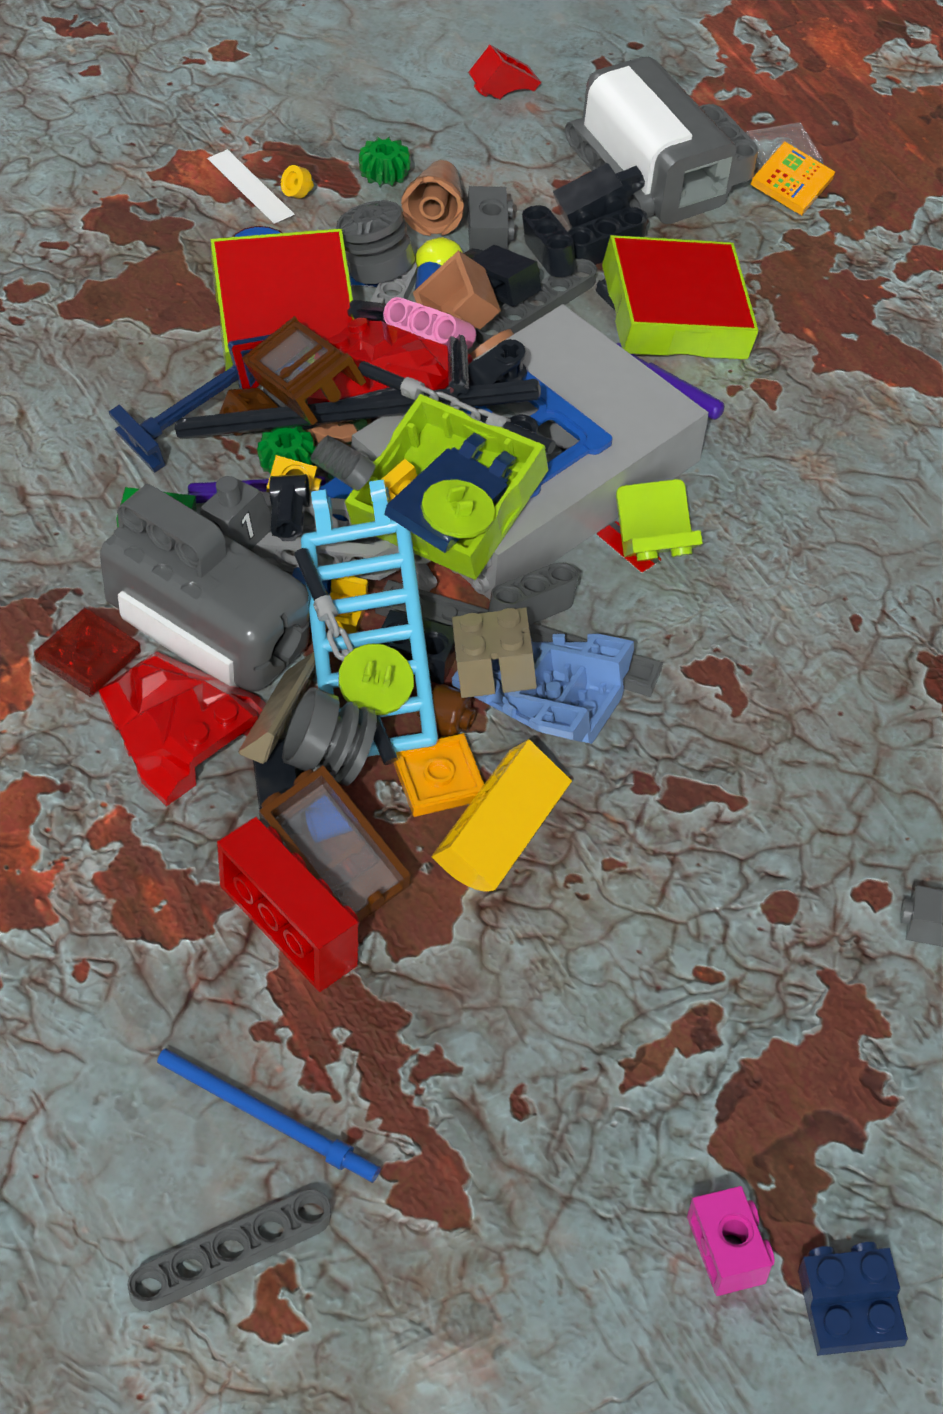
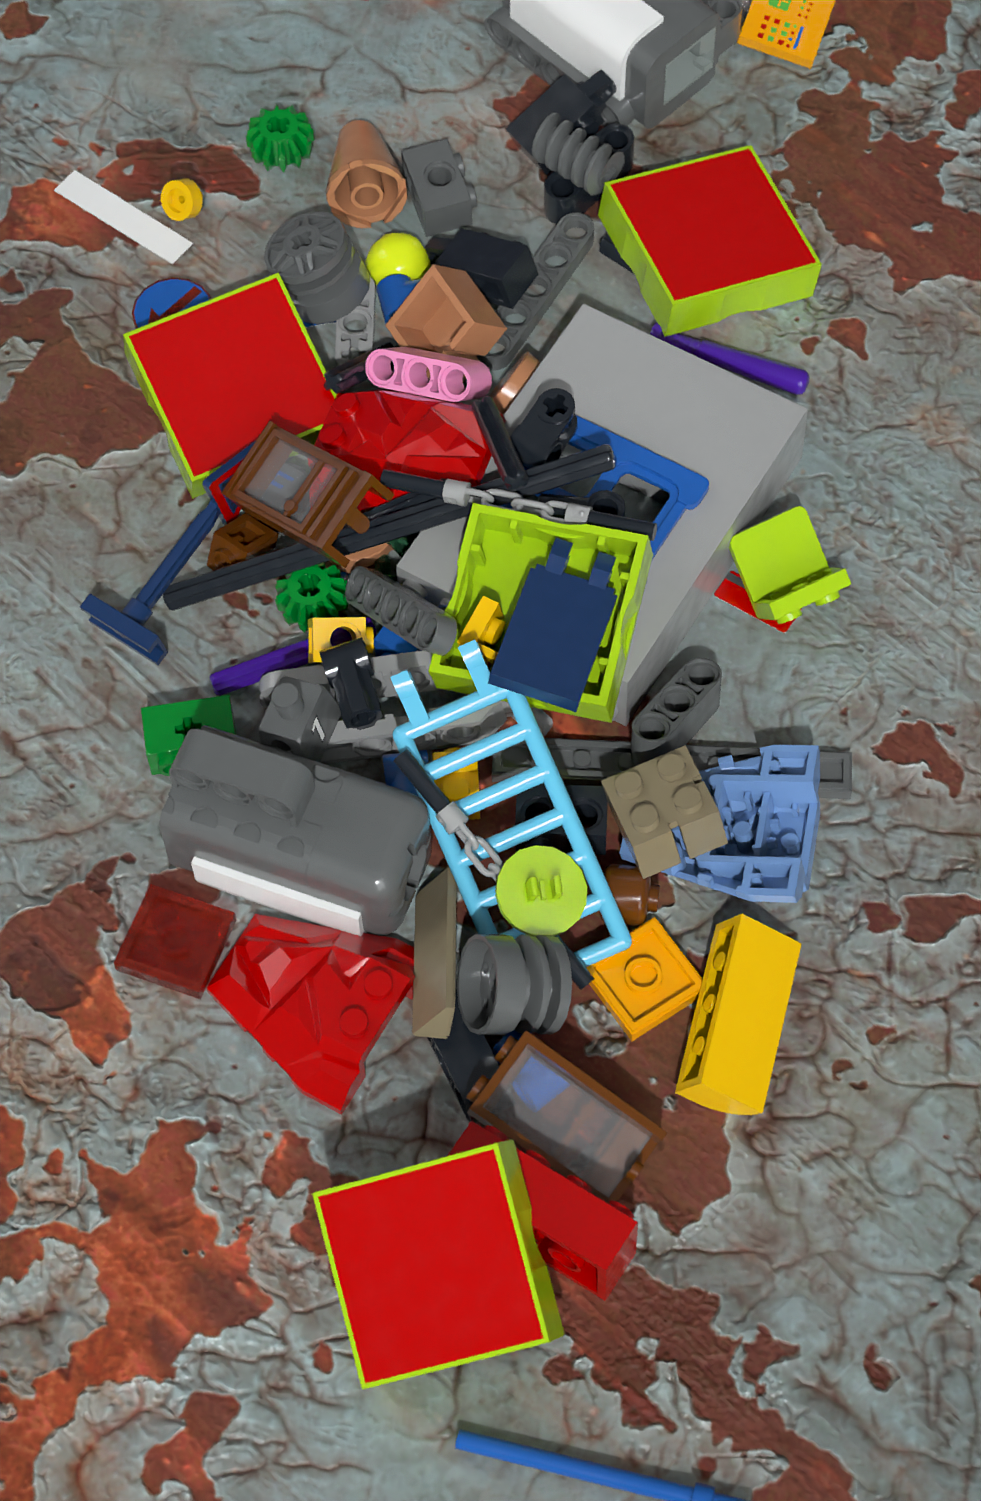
camera: 10 degrees left, 10 degrees up
(189, 910) = (438, 1265): none -> red tile
(458, 508) = (574, 651): lime piece -> none
(549, 241) = (524, 201): black beam -> none
(596, 212) = (574, 156): none -> dark grey piece

